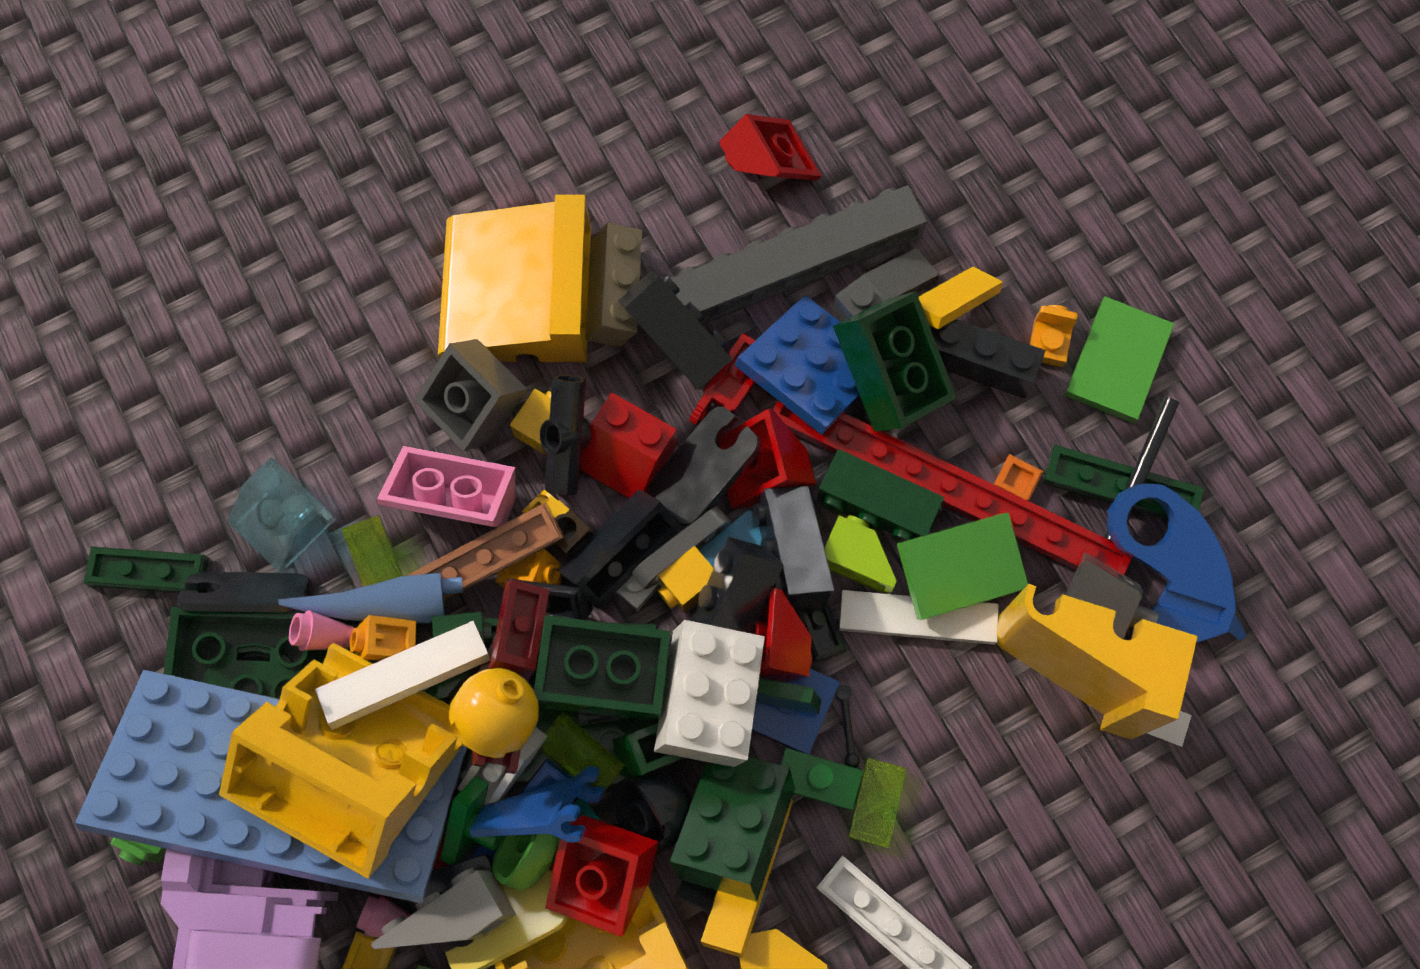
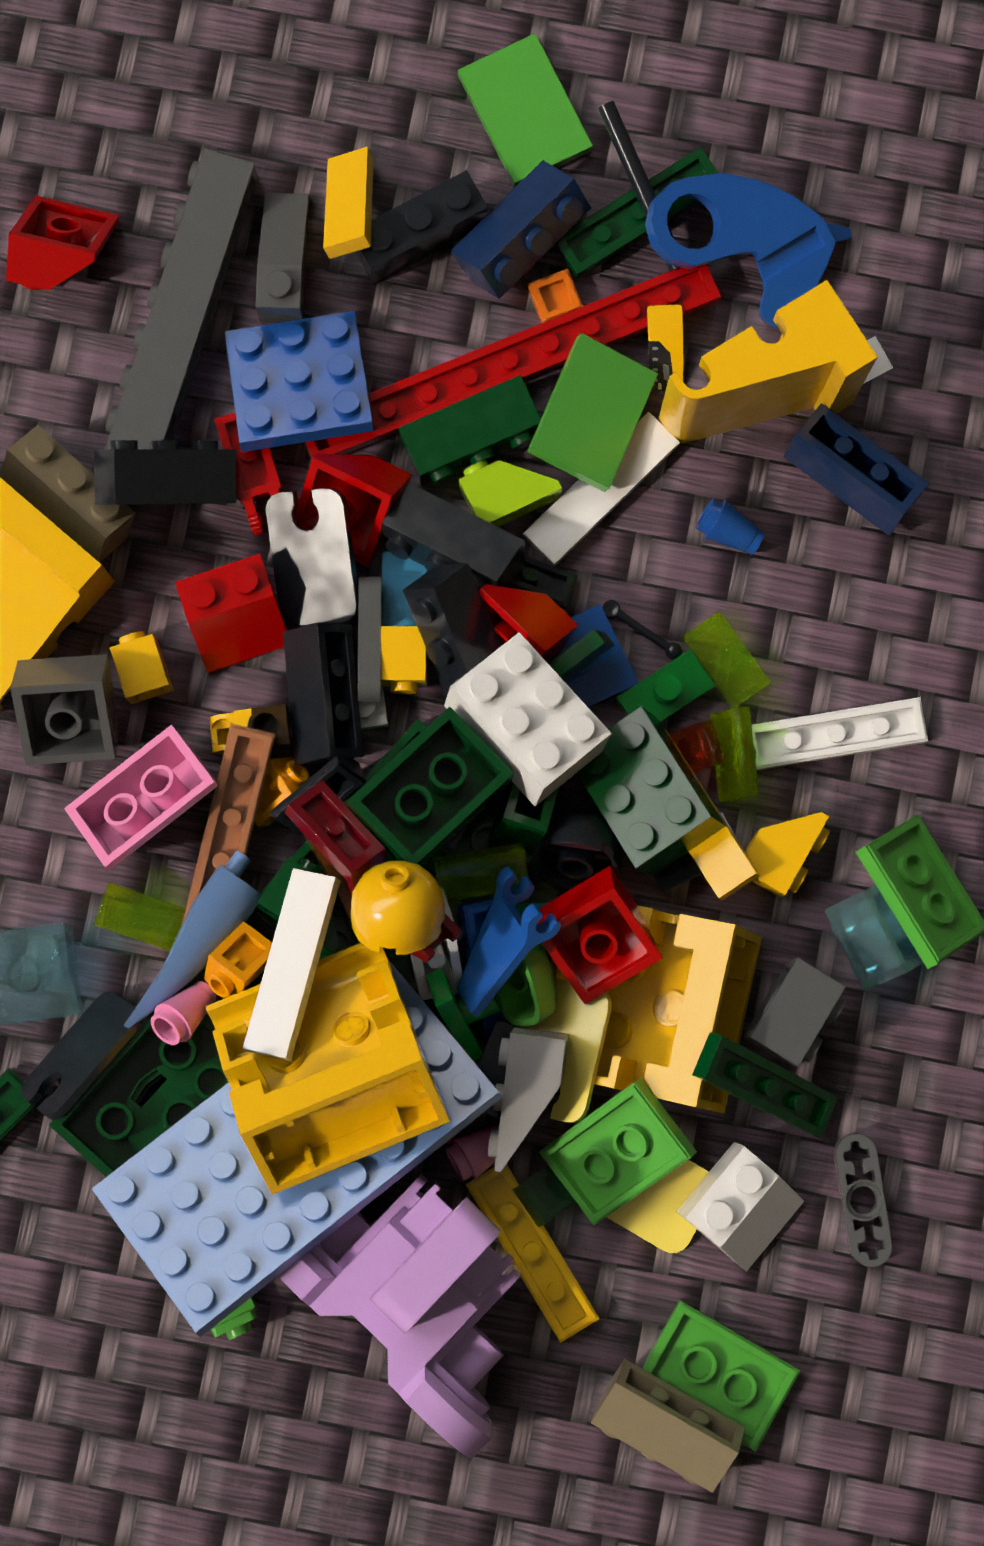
camera: 50 degrees left, 10 degrees up
(565, 434) = (179, 655): black piece -> none
(800, 835) = (699, 746): none -> clear red plate
(815, 865) = (738, 774): none -> clear neon green plate
(895, 362) = (365, 309): dark green brick -> none
(970, 726) = (729, 527): none -> blue cone
(1040, 418) = (521, 229): none -> dark blue brick
(1053, 333) = (452, 146): light orange bracket -> none
(1053, 575) = (665, 342): none -> yellow sticker
(1088, 779) = (855, 469): none -> dark blue brick
(1110, 589) = (722, 312): dark grey torso -> none

